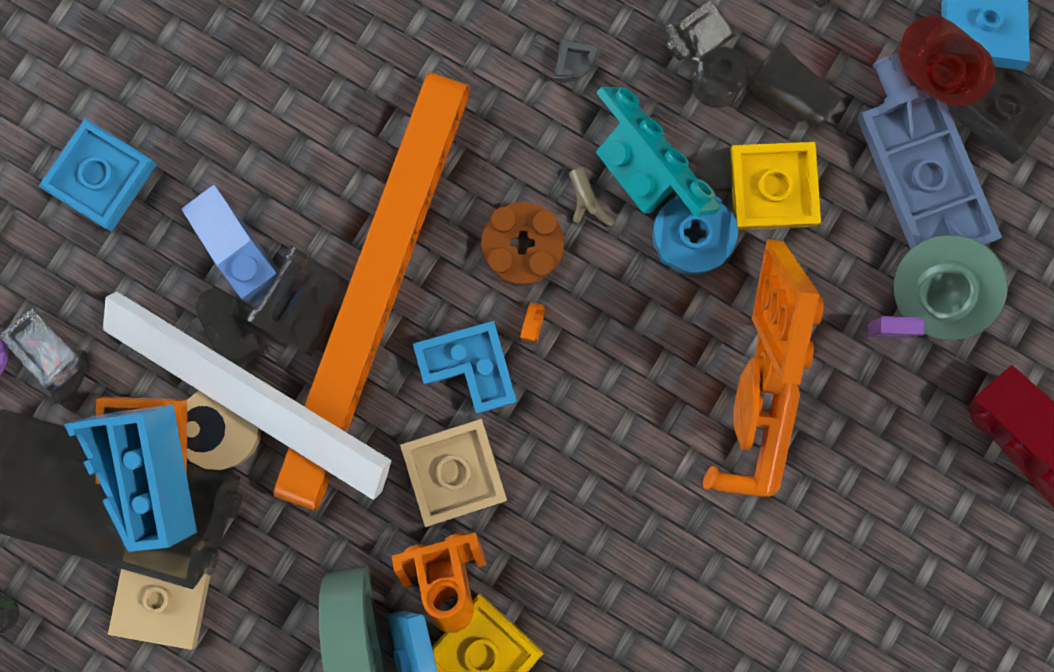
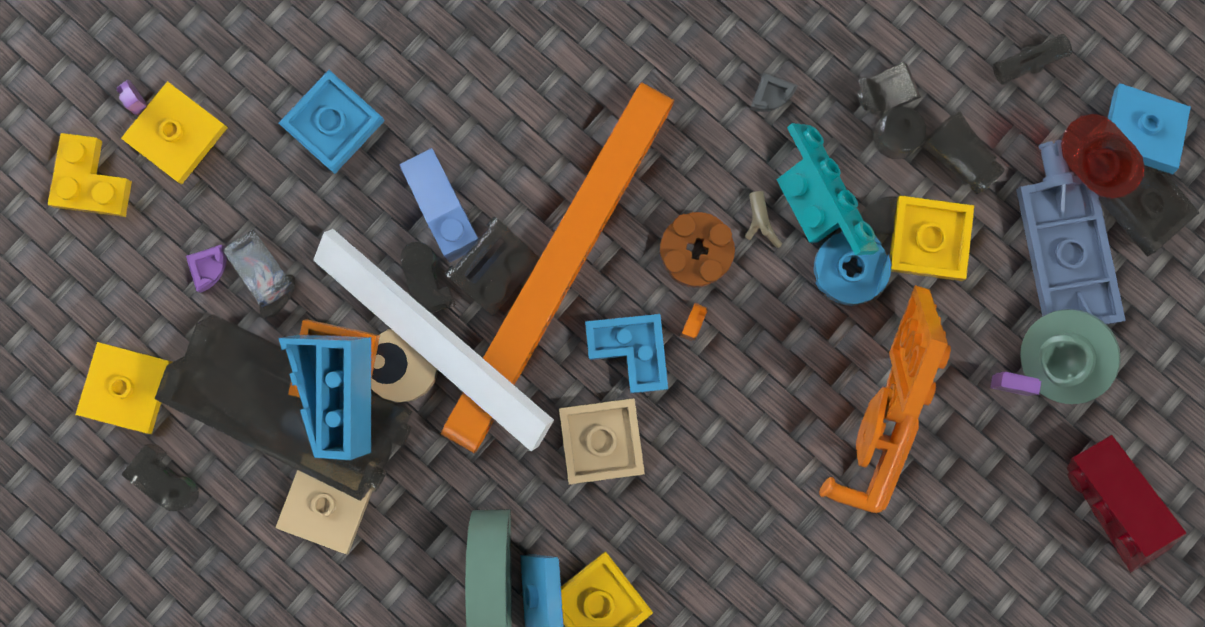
camera: 10 degrees right, 0 degrees up
(442, 577) = (577, 530): orange pin -> none

